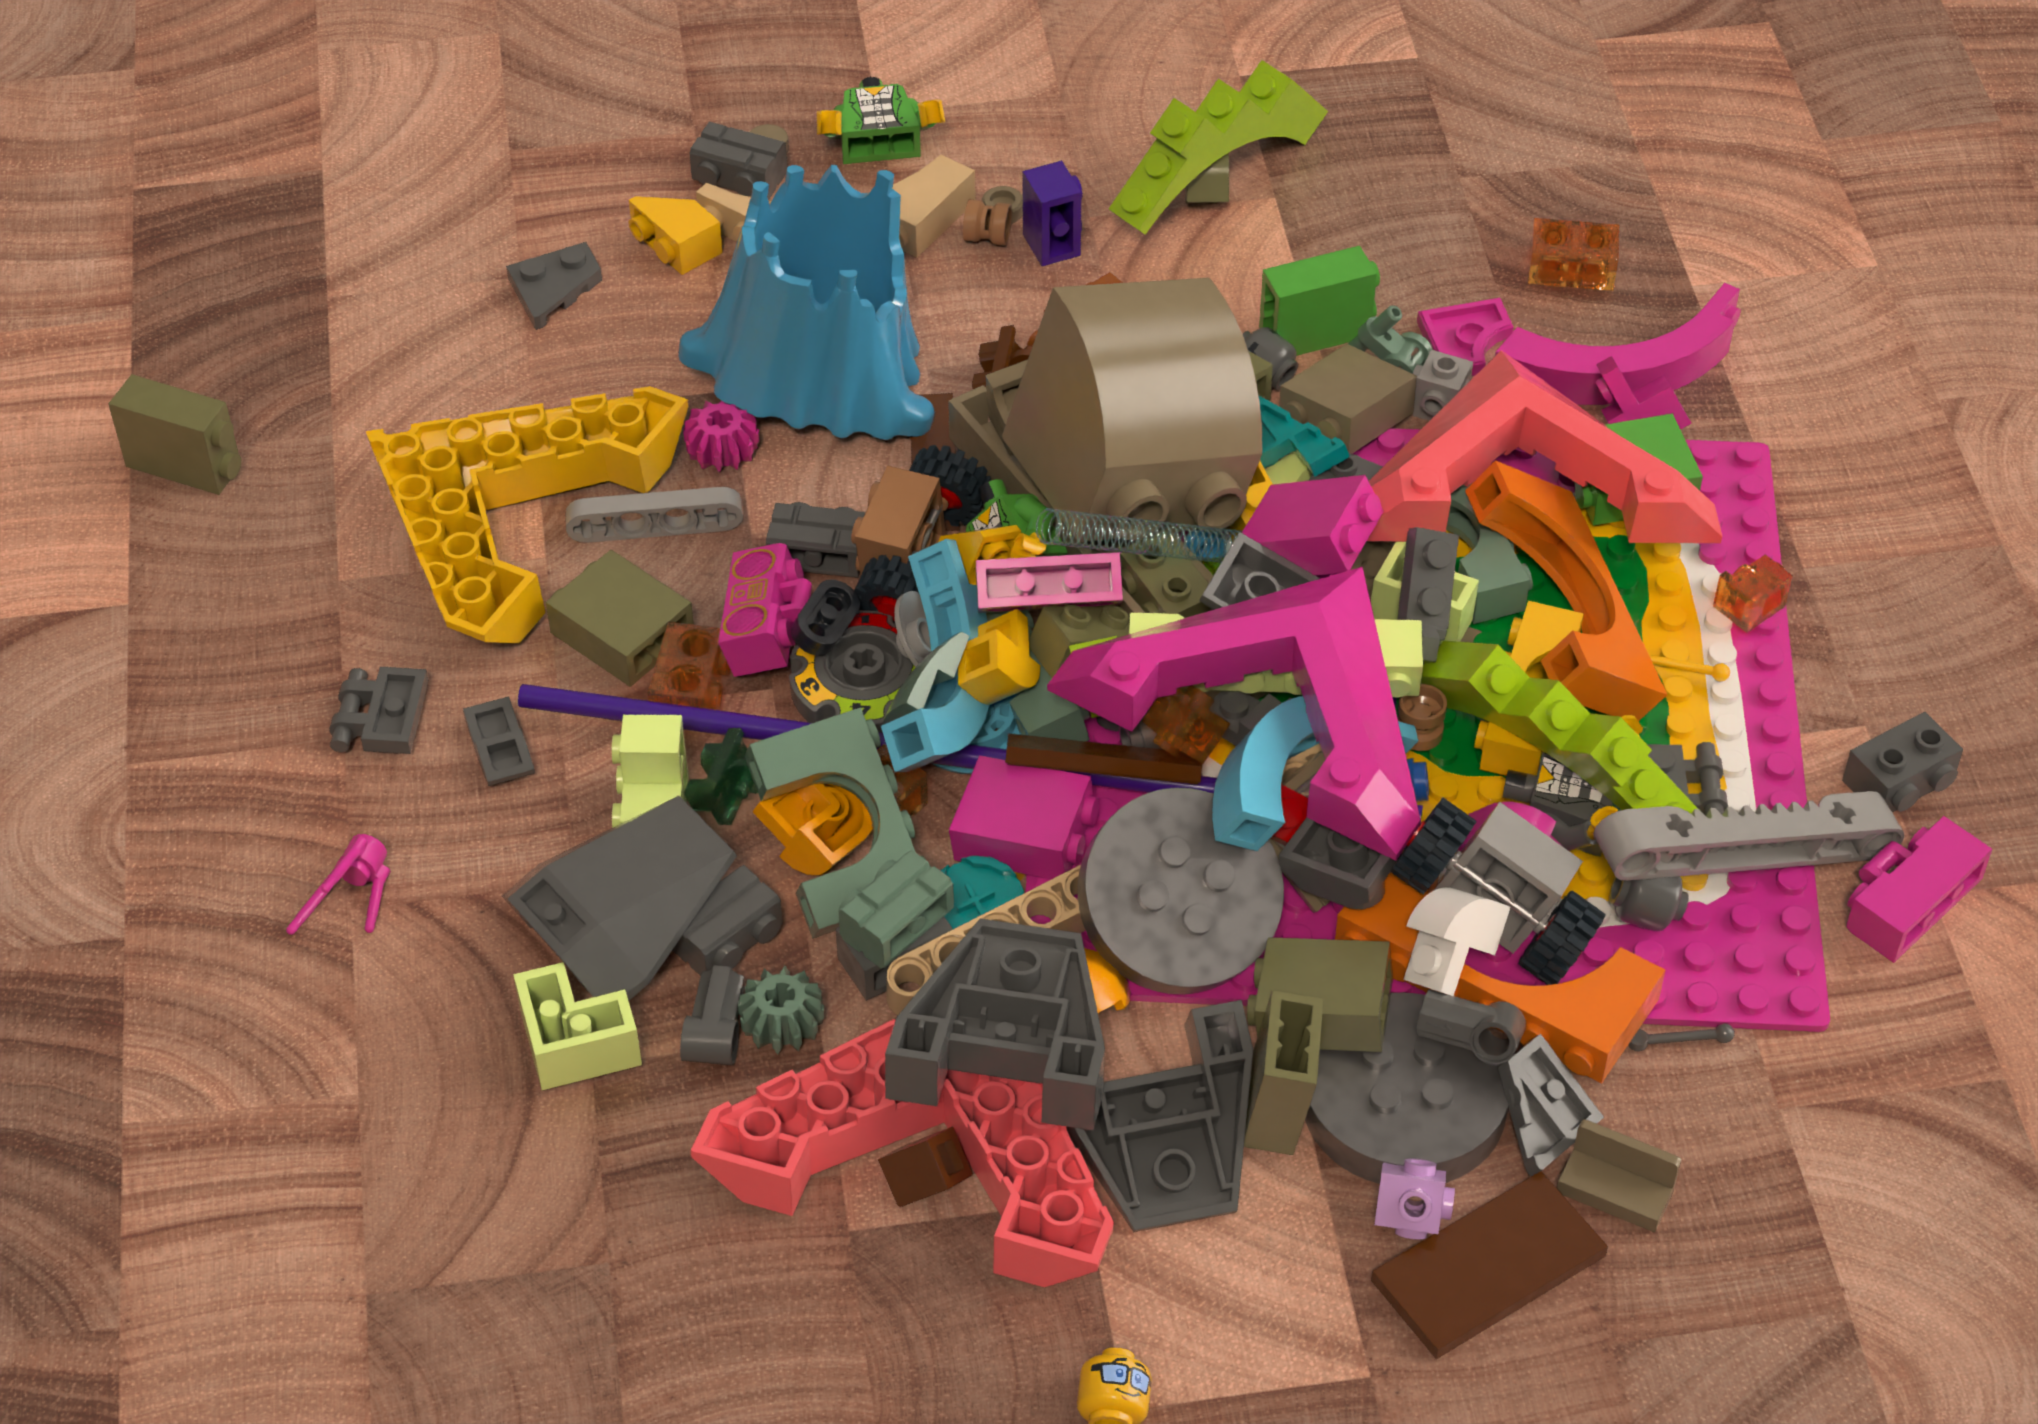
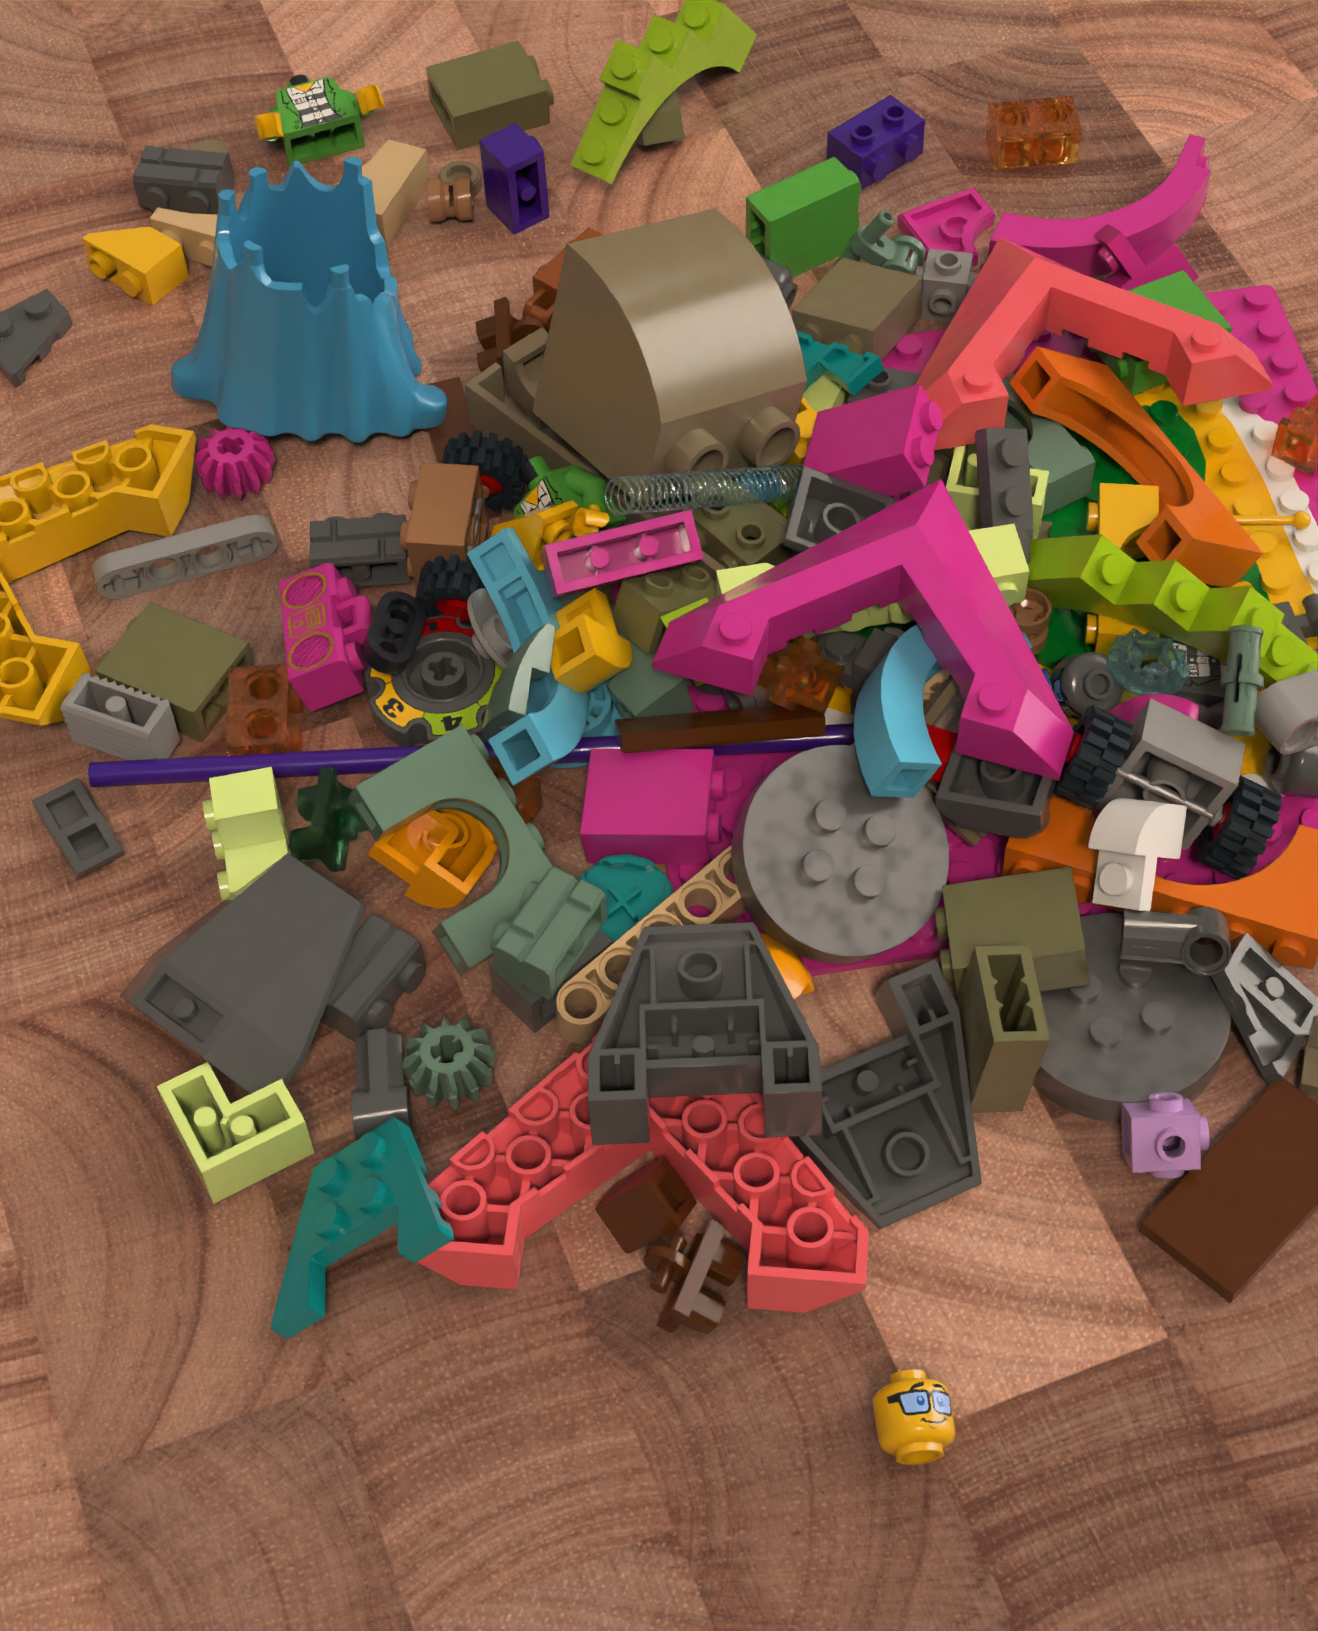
camera: 10 degrees left, 5 degrees up
(558, 650) = (119, 720): none -> light grey brick
(658, 1110) = (348, 1204): none -> teal wing
(943, 1258) = (707, 1257): none -> reddish brown hips
(1052, 125) = (488, 93): none -> olive brick
(1415, 237) = (877, 140): none -> dark purple brick
(1462, 781) = (1083, 682): none -> dark grey head
(1529, 790) = (1163, 677): none -> clear light blue gear
(1590, 802) = (1242, 681): none -> sand green pin

